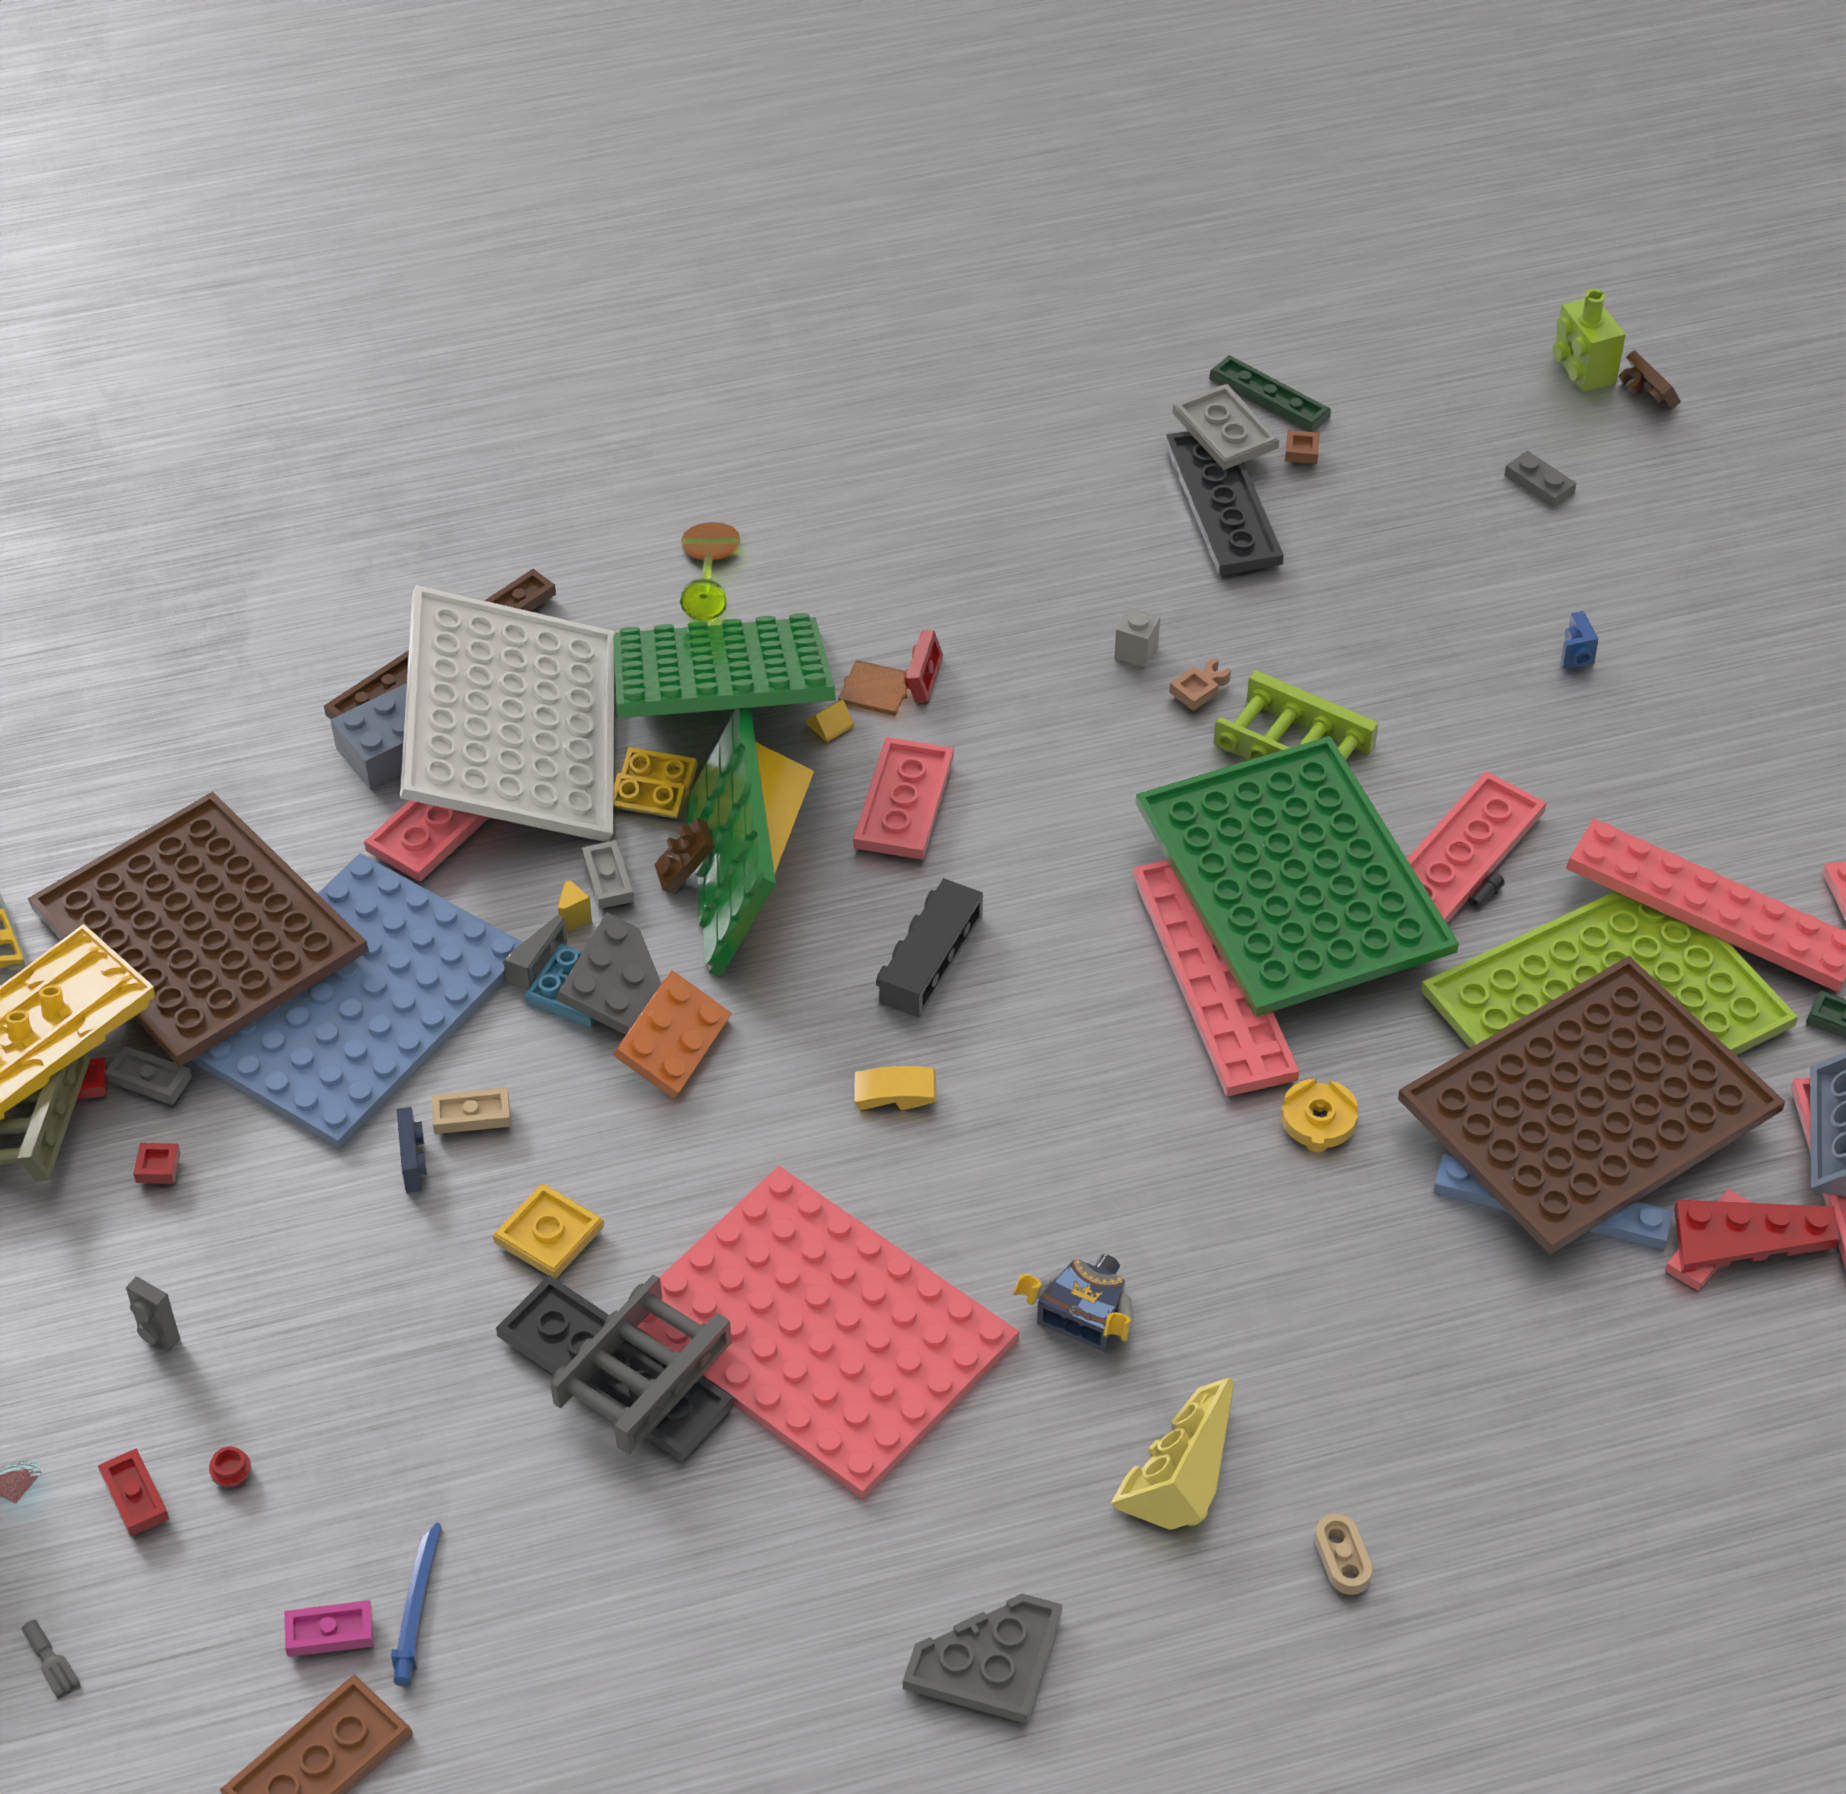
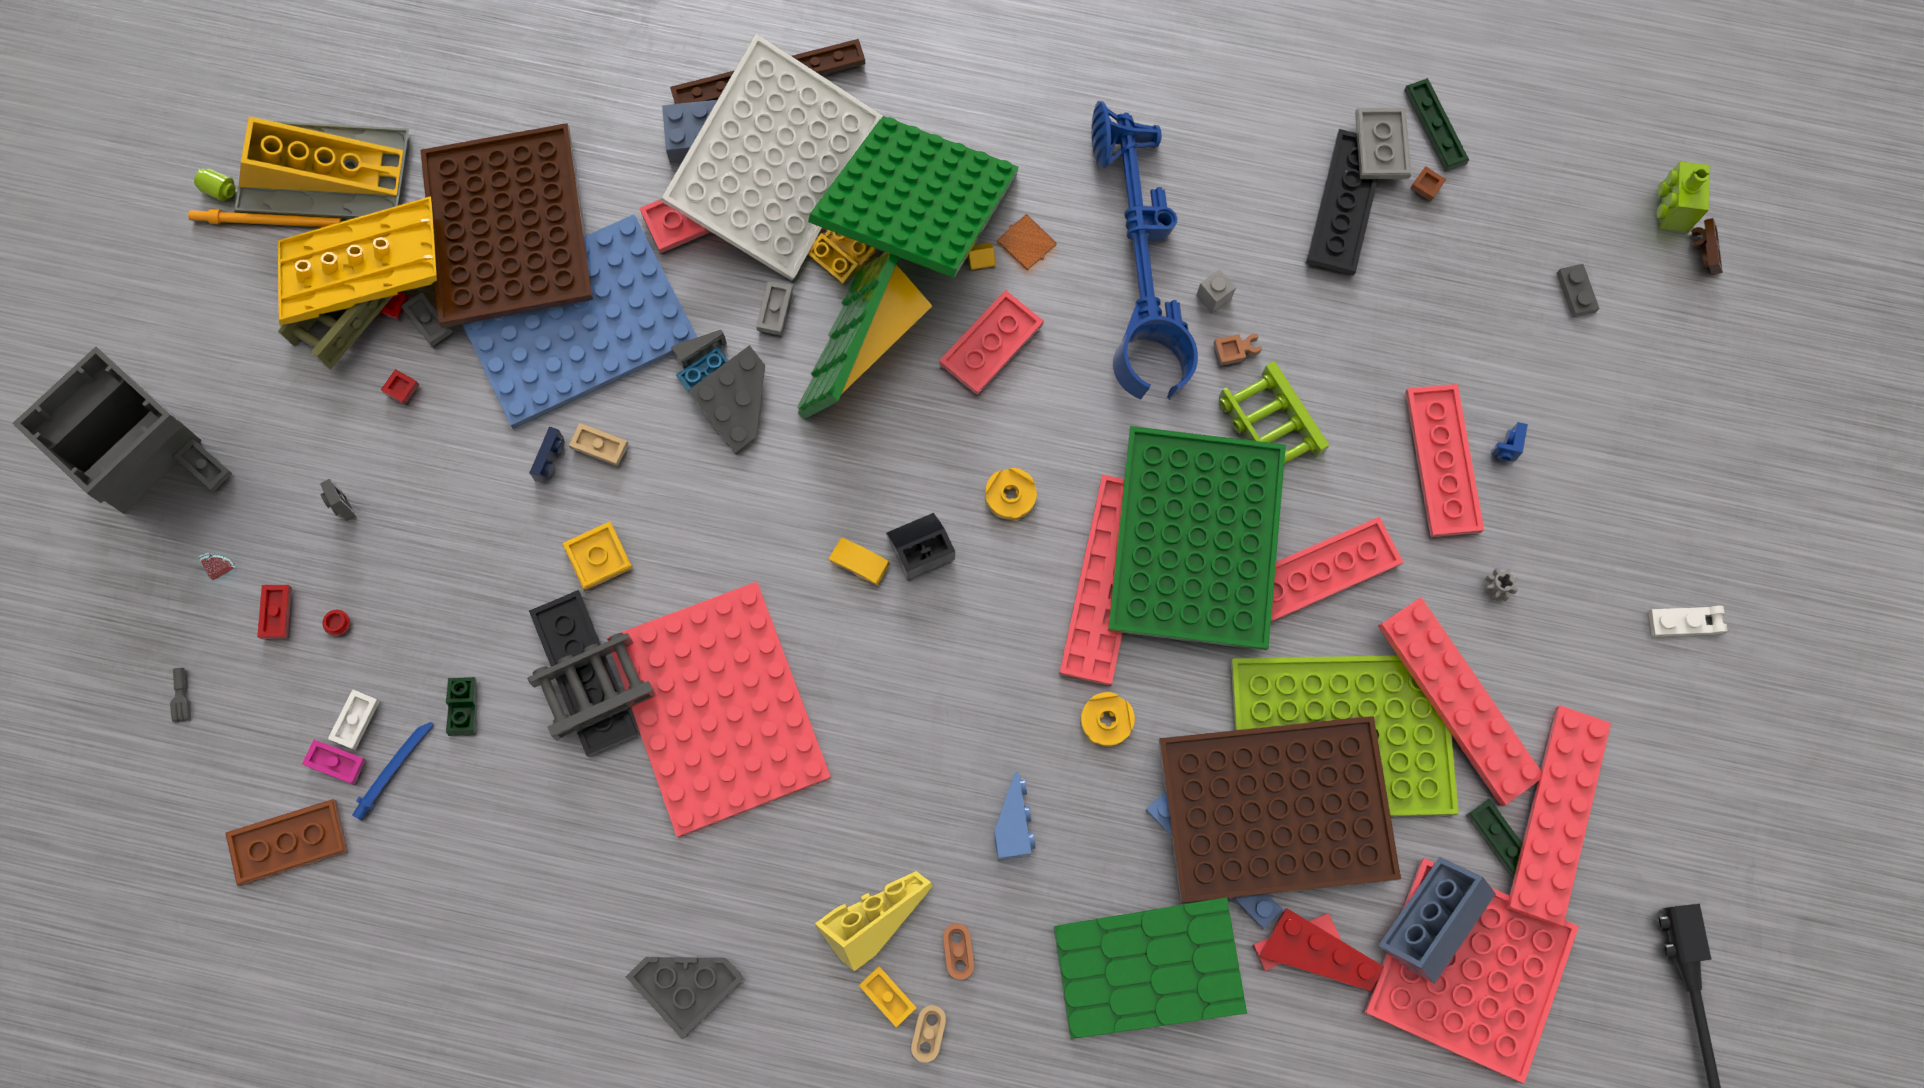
camera: 25 degrees right, 25 degrees up
(326, 1565) = (353, 719): none -> white plate
(469, 1483) = (462, 706): none -> dark green slope
(574, 906) = (737, 323): yellow slope -> none
(672, 1034) = (745, 452): orange plate -> none
(684, 855) = (823, 322): reddish brown plate -> none
(703, 597) = (985, 69): clear neon green piece -> none
(924, 666) = (1063, 244): red plate -> none
(929, 947) = (940, 468): black brick -> none
(966, 1033) = (921, 545): none -> black slope
(1014, 604) = (1143, 227): none -> blue piece
(1035, 954) = (1011, 508): none -> yellow plate
(1082, 1301) = (879, 779): torso -> none
(1262, 1538) = (887, 996): none -> yellow plate
(1288, 1278) = (1011, 829): none -> medium blue slope
(1319, 1445) = (958, 951): none -> nougat plate
(1490, 886) = (1328, 604): black piece -> none
(1517, 691) = (1444, 461): none -> coral plate
(1564, 1331) = (1149, 969): none -> green piece
(1671, 777) = (1494, 584): none -> light grey gear

